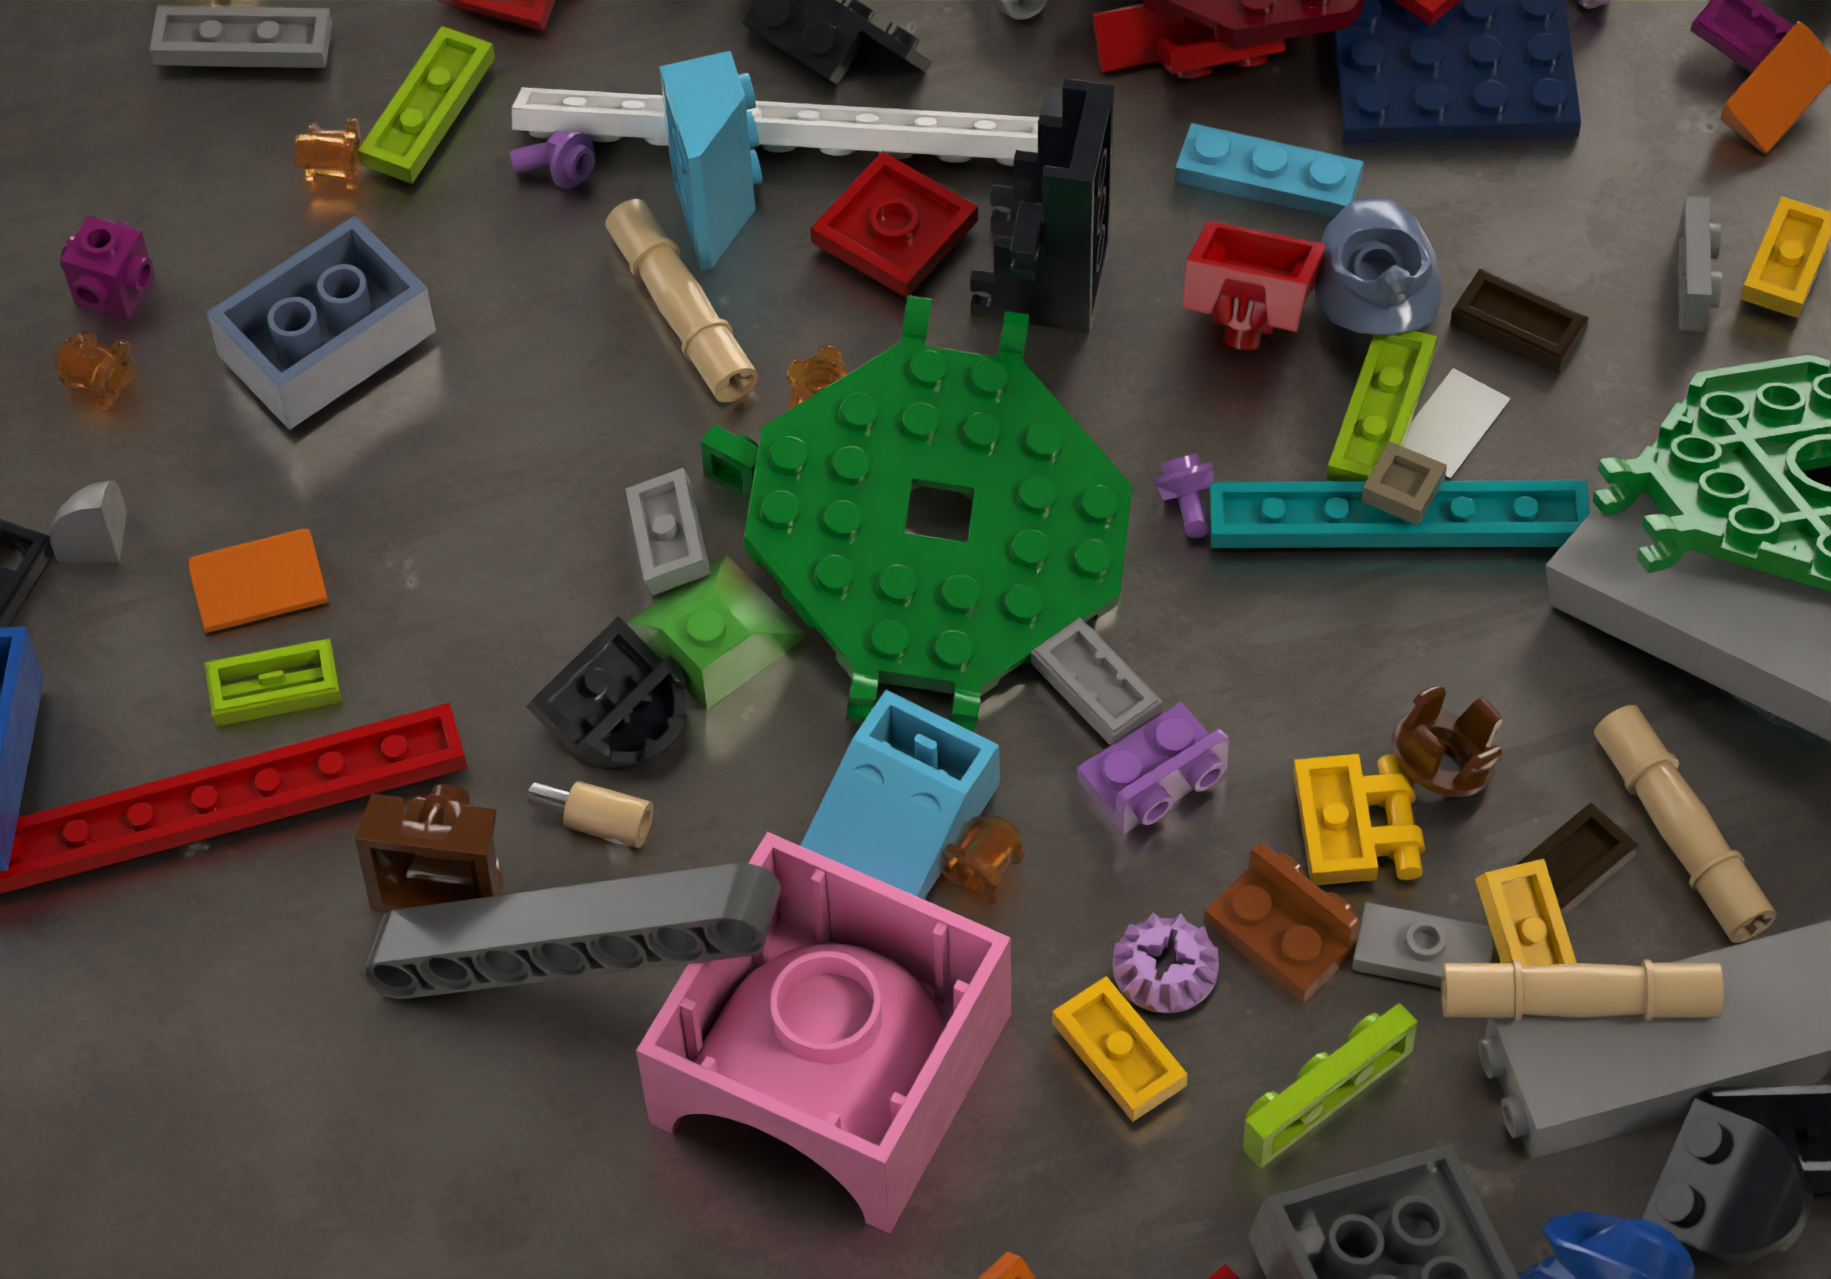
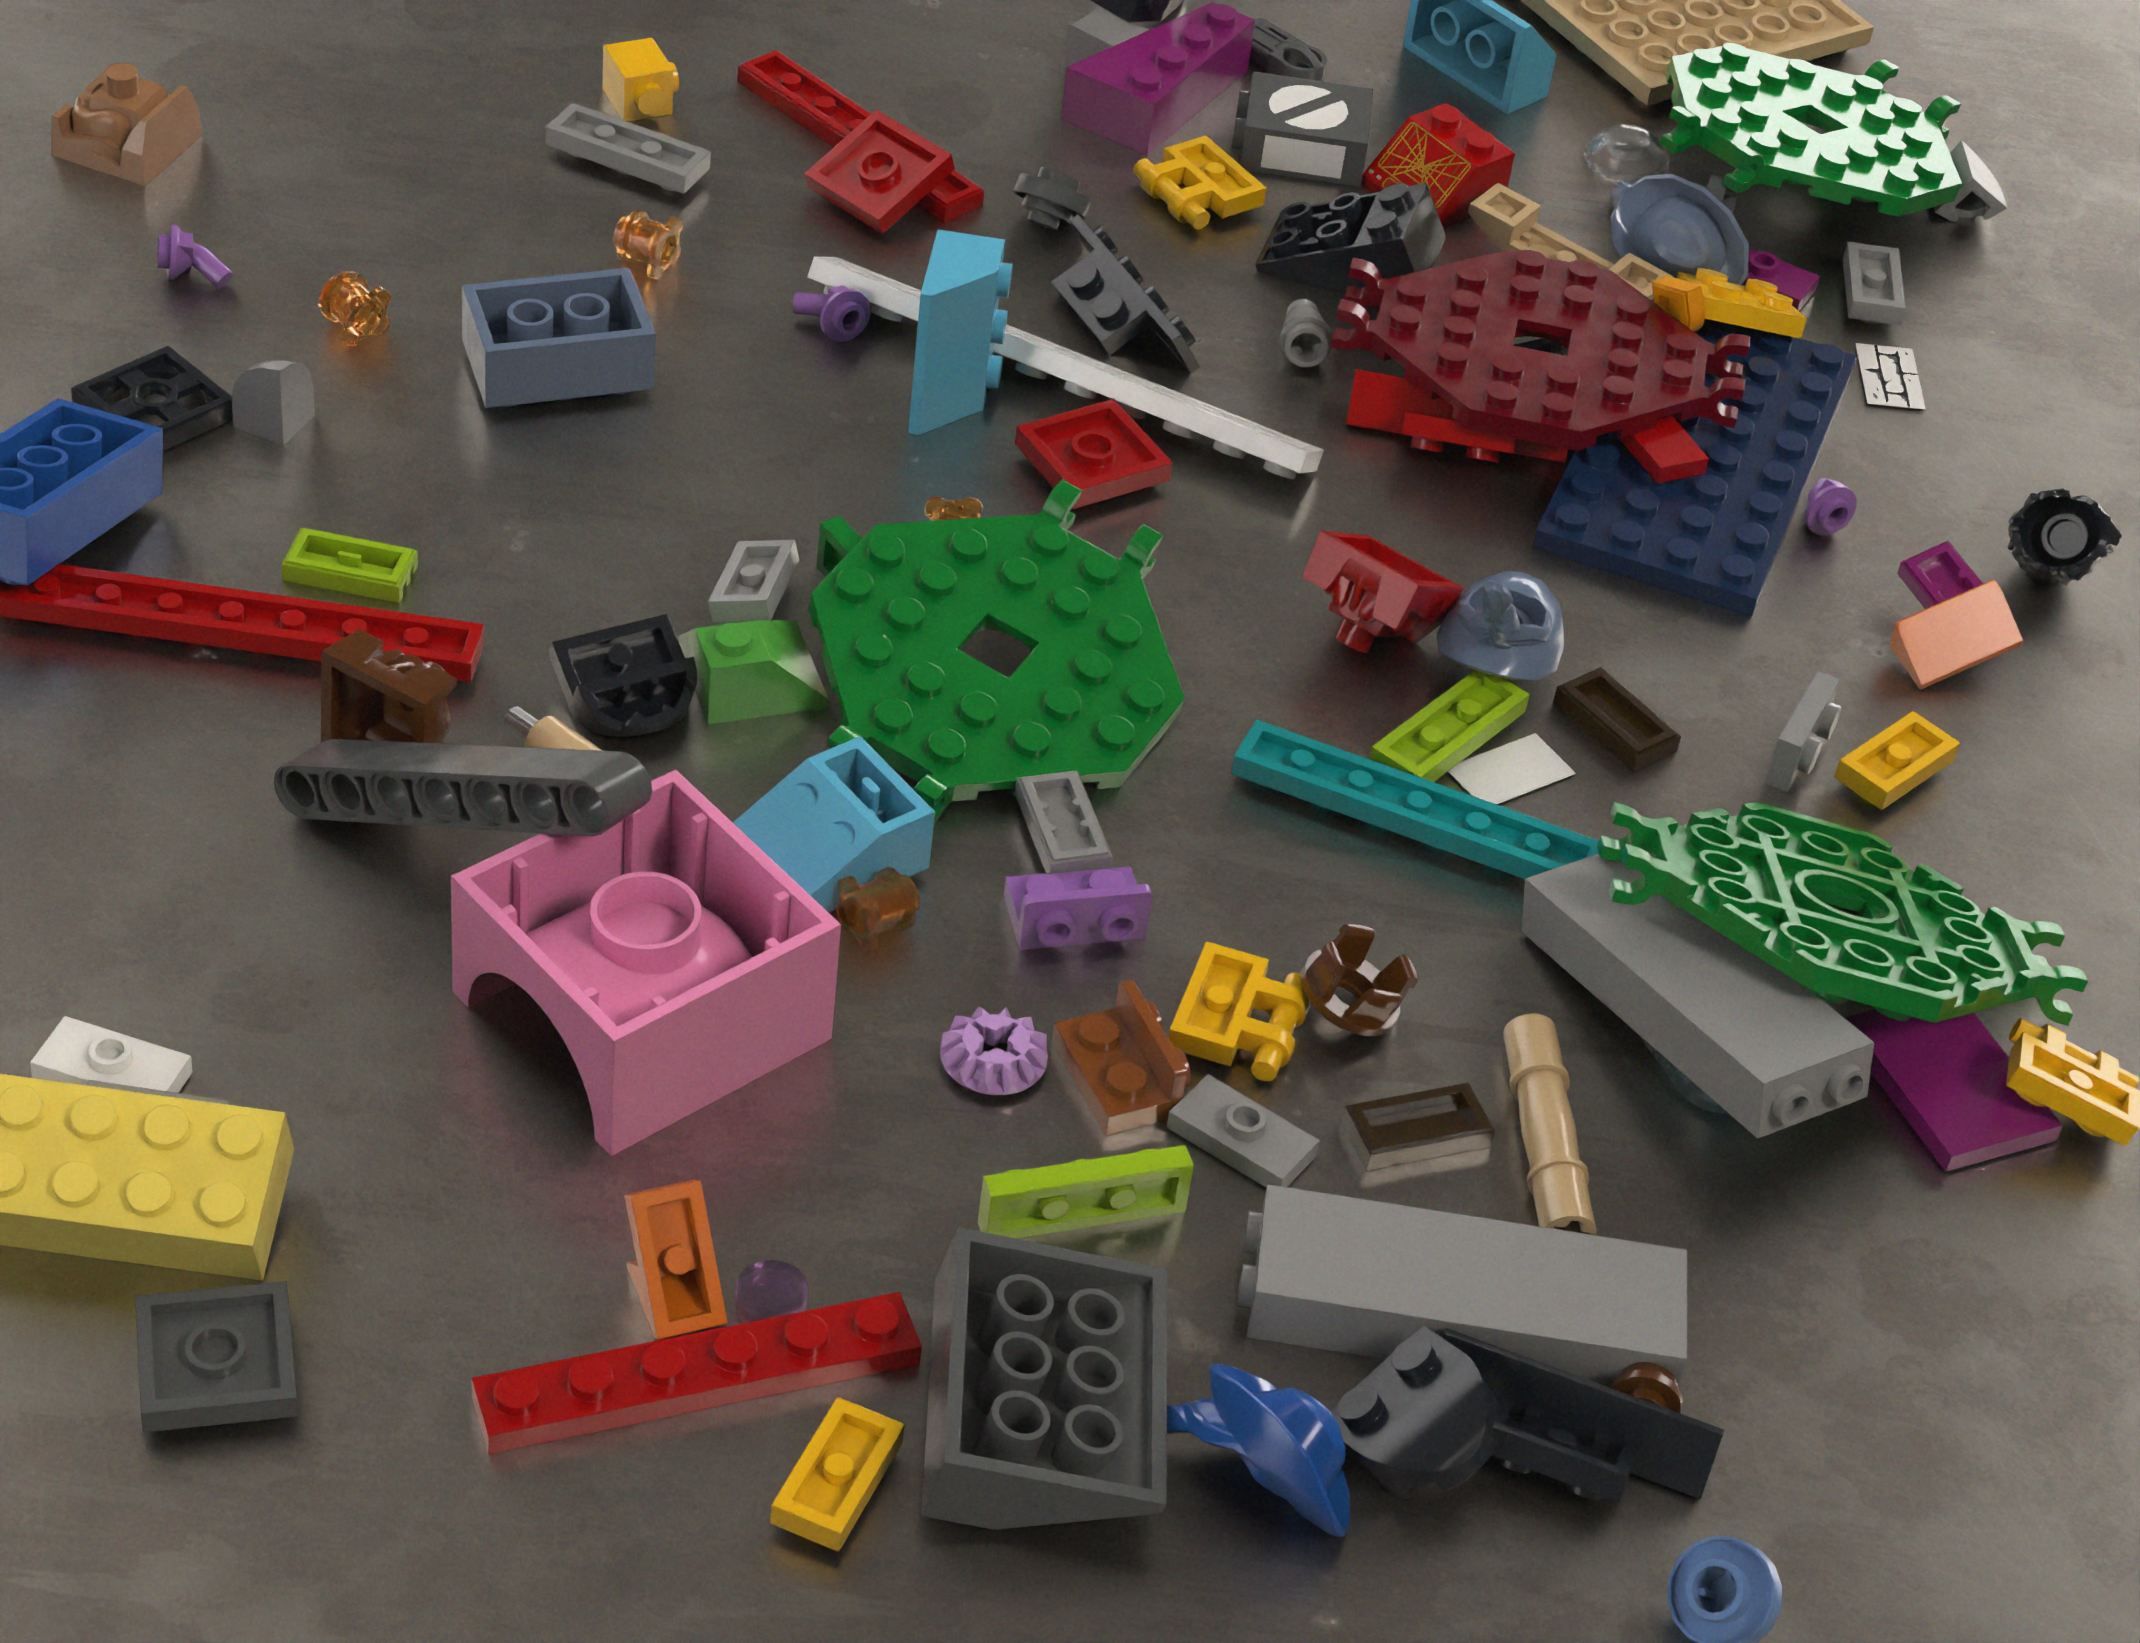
camera: 15 degrees right, 15 degrees down
(107, 266) = (410, 246): magenta brick -> none
(257, 580) = (385, 489): orange slope -> none
(426, 104) = (748, 241): lime plate -> none
(681, 300) = (877, 466): tan piece -> none
(1055, 216) = (1227, 483): black piece -> none
(1119, 1048) = (908, 1093): yellow plate -> none
(1185, 480) = (1234, 716): medium lavender plate -> none
(1267, 171) = (1445, 533): medium azure plate -> none
(1404, 483) = (1429, 774): dark tan plate -> none
(1525, 915) = (1347, 1138): yellow plate -> none
(1582, 990) = (1361, 1192): tan piece -> none

